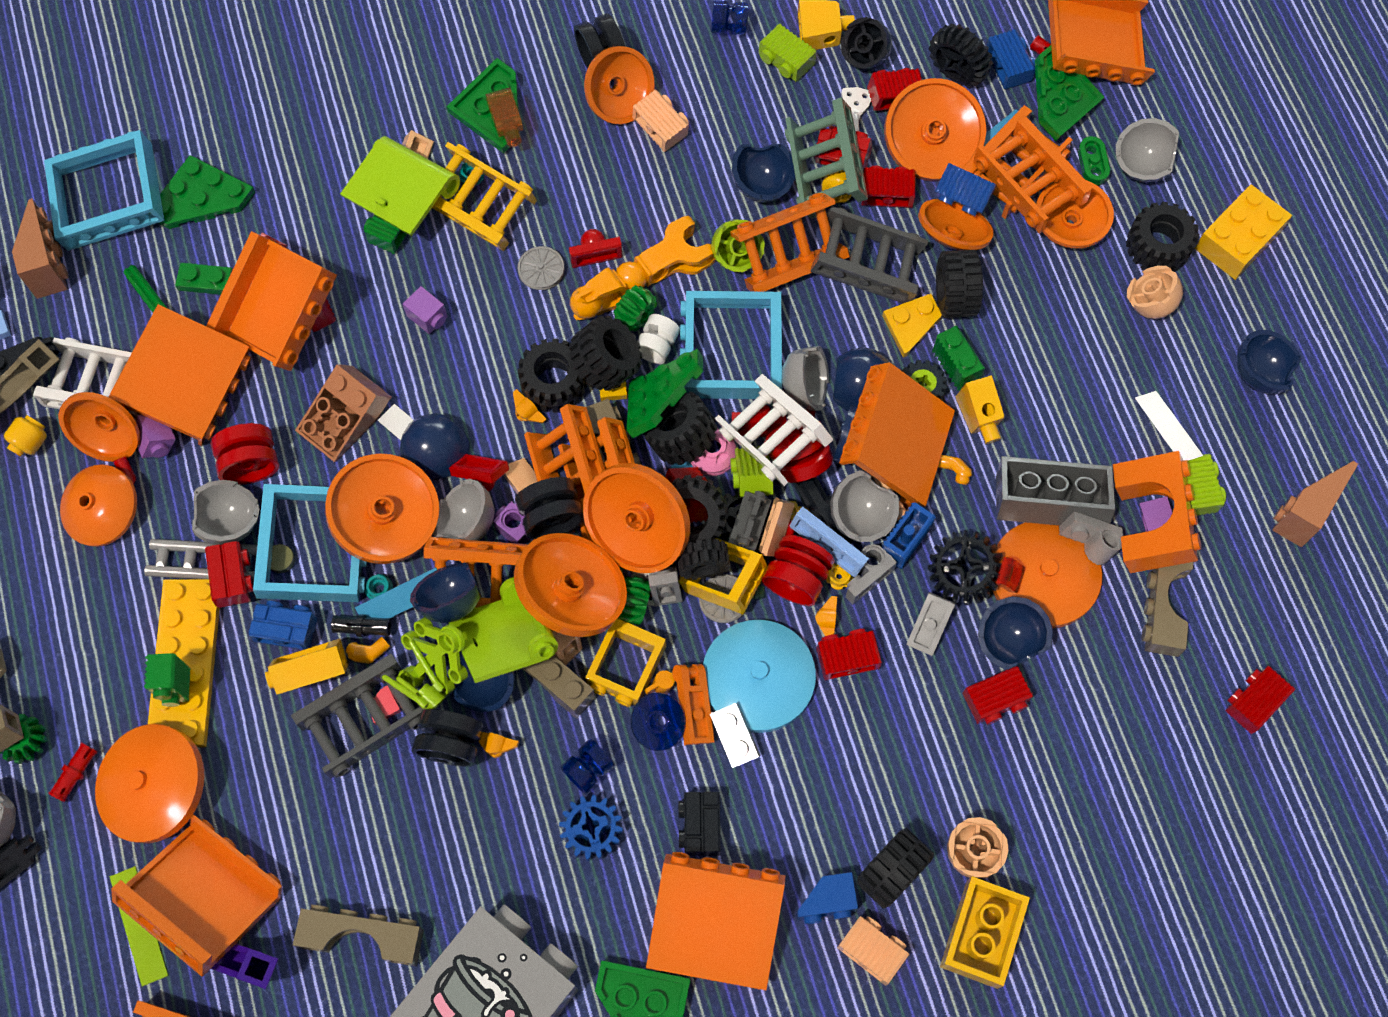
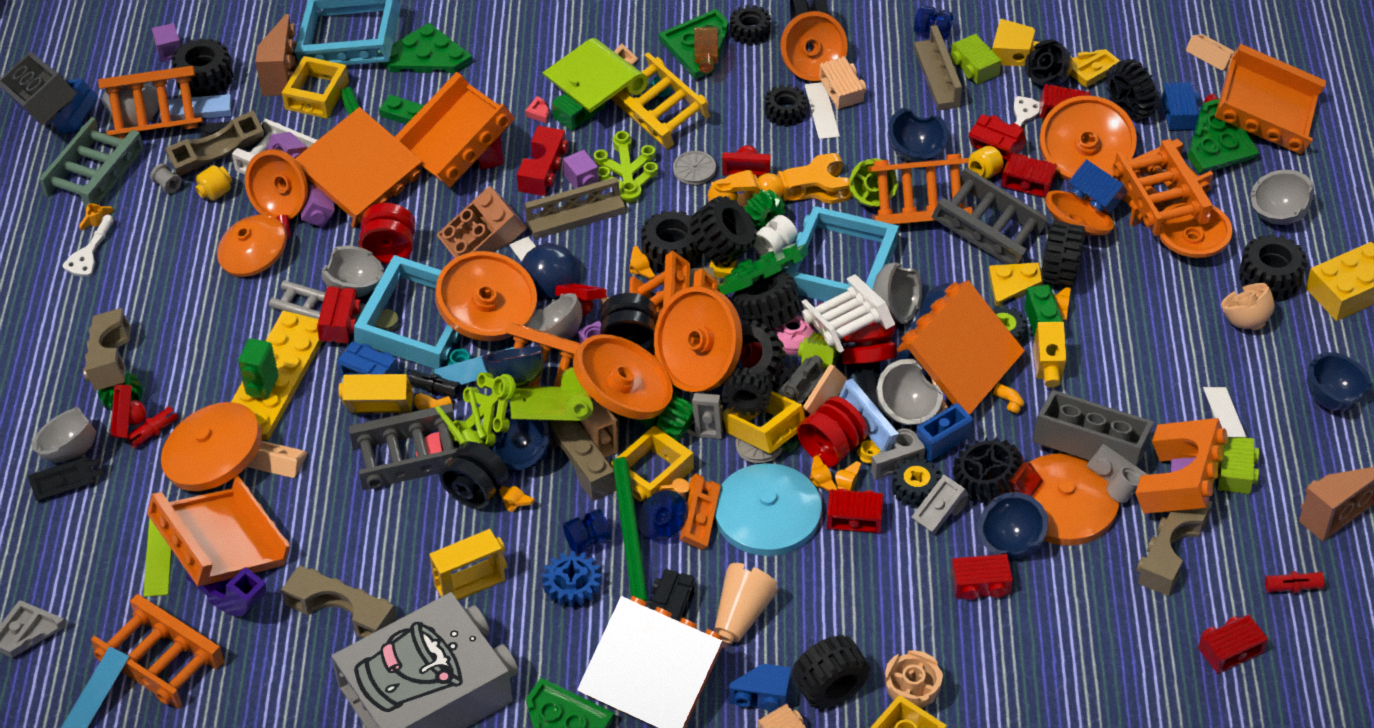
camera: 20 degrees right, 20 degrees down
(37, 769) = (125, 411): none -> red tile
(93, 376) = (286, 142): none -> medium lavender brick
(94, 298) = (320, 104): none -> yellow window
(228, 768) = (278, 459): none -> light nougat slope
(349, 238) = (538, 110): none -> coral tile
(379, 326) = (538, 173): none -> red arch
(433, 359) = (574, 212): none -> dark tan fence
(470, 290) = (628, 188): none -> lime plant
(482, 853) = (462, 554): none -> yellow window
(536, 57) = (750, 34): none -> black tyre
(607, 151) = (789, 96): none -> black tyre
(632, 754) = (629, 528): none -> green axle
(648, 157) = (822, 111): none -> white sticker
(735, 735) = (727, 542): plate -> none
(754, 77) = (939, 71): none -> dark tan fence
(775, 807) = (742, 601): none -> light nougat cone
(799, 620) = (821, 475): none -> light orange piece
(845, 140) = (995, 141): sand green fence -> none
(893, 609) = (906, 481): none -> black wheel
(909, 30) = (1092, 66): none -> yellow wing
(971, 334) = (1062, 301): none -> light orange piece
(1095, 162) = (1231, 197): green plate -> none
(1293, 607) = (1294, 582): none -> red pin

